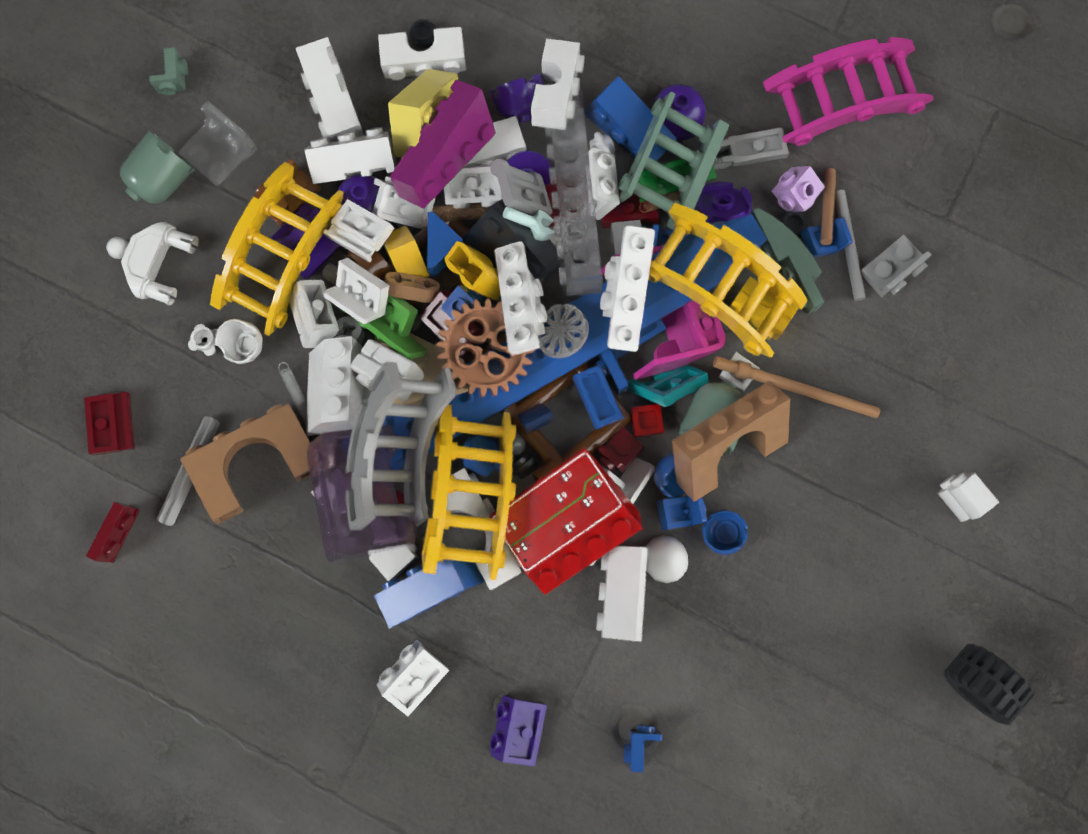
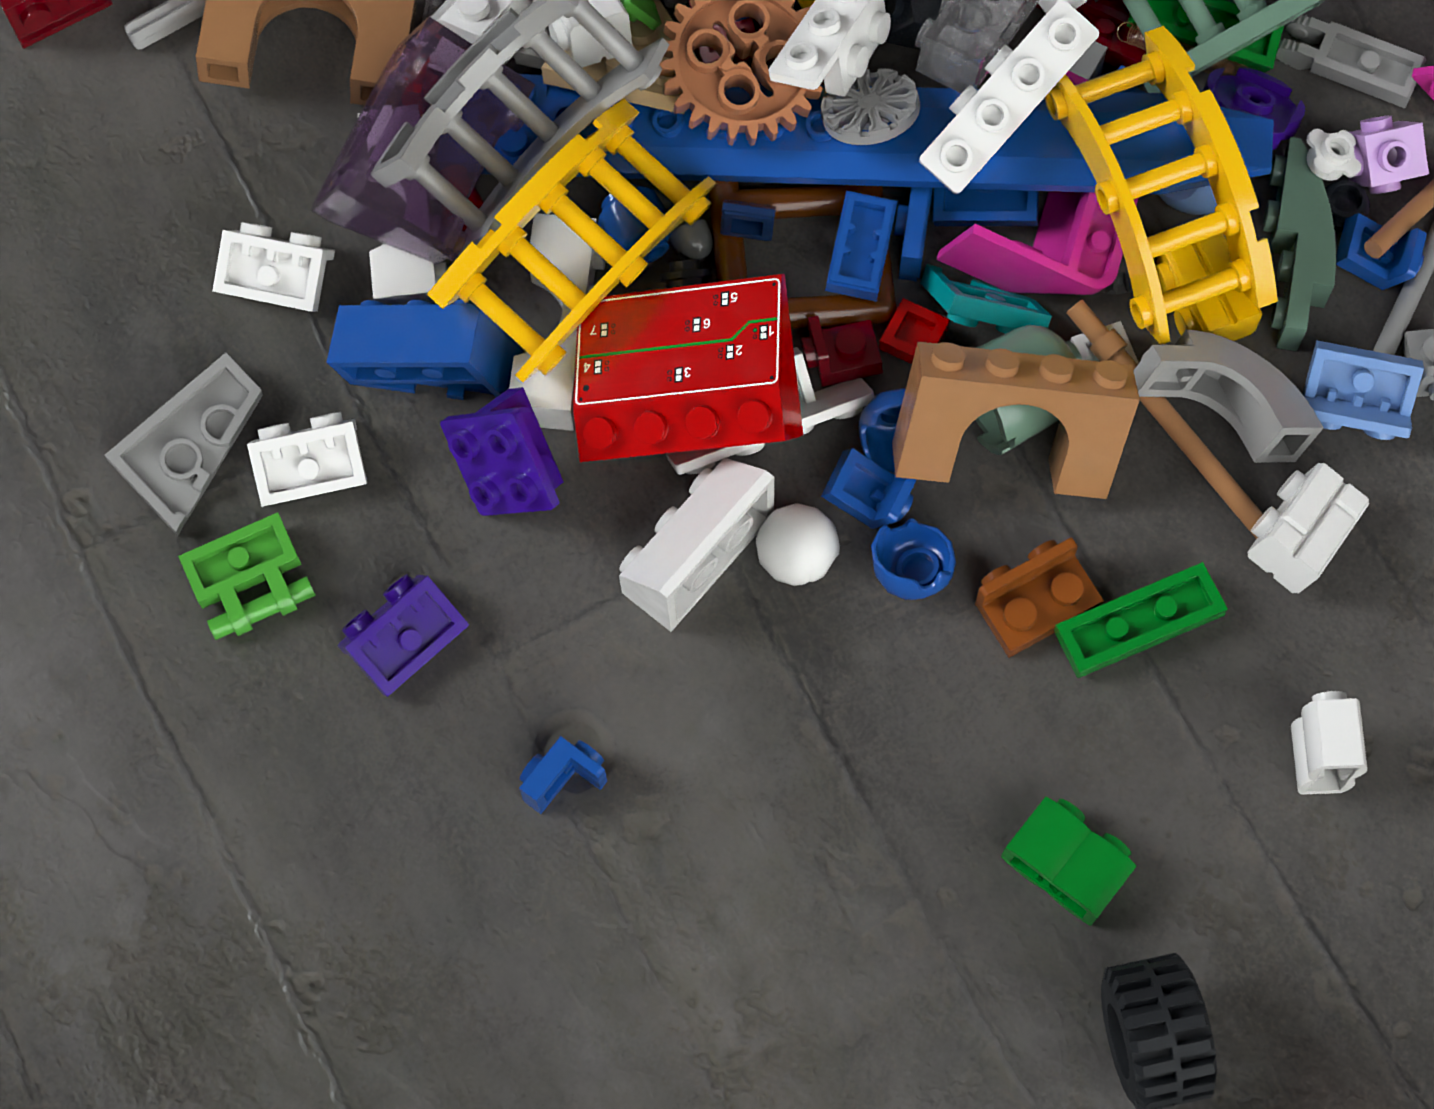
camera: 35 degrees right, 10 degrees down
(323, 593) = (271, 268): none -> white bracket
(347, 709) = (186, 441): none -> light grey wing
(418, 749) = (240, 562): none -> bright green plate
(509, 616) = (504, 456): none -> dark purple bracket
(777, 213) = (1332, 154): none -> white plate
(789, 510) = (1035, 596): none -> dark orange bracket
(815, 349) = (1239, 386): none -> light grey arch
(841, 489) = (1140, 620): none -> green plate
(864, 314) = (1363, 389): none -> medium blue bracket
(886, 397) = (1307, 527): none -> white brick
(889, 625) = (1069, 859): none -> green brick

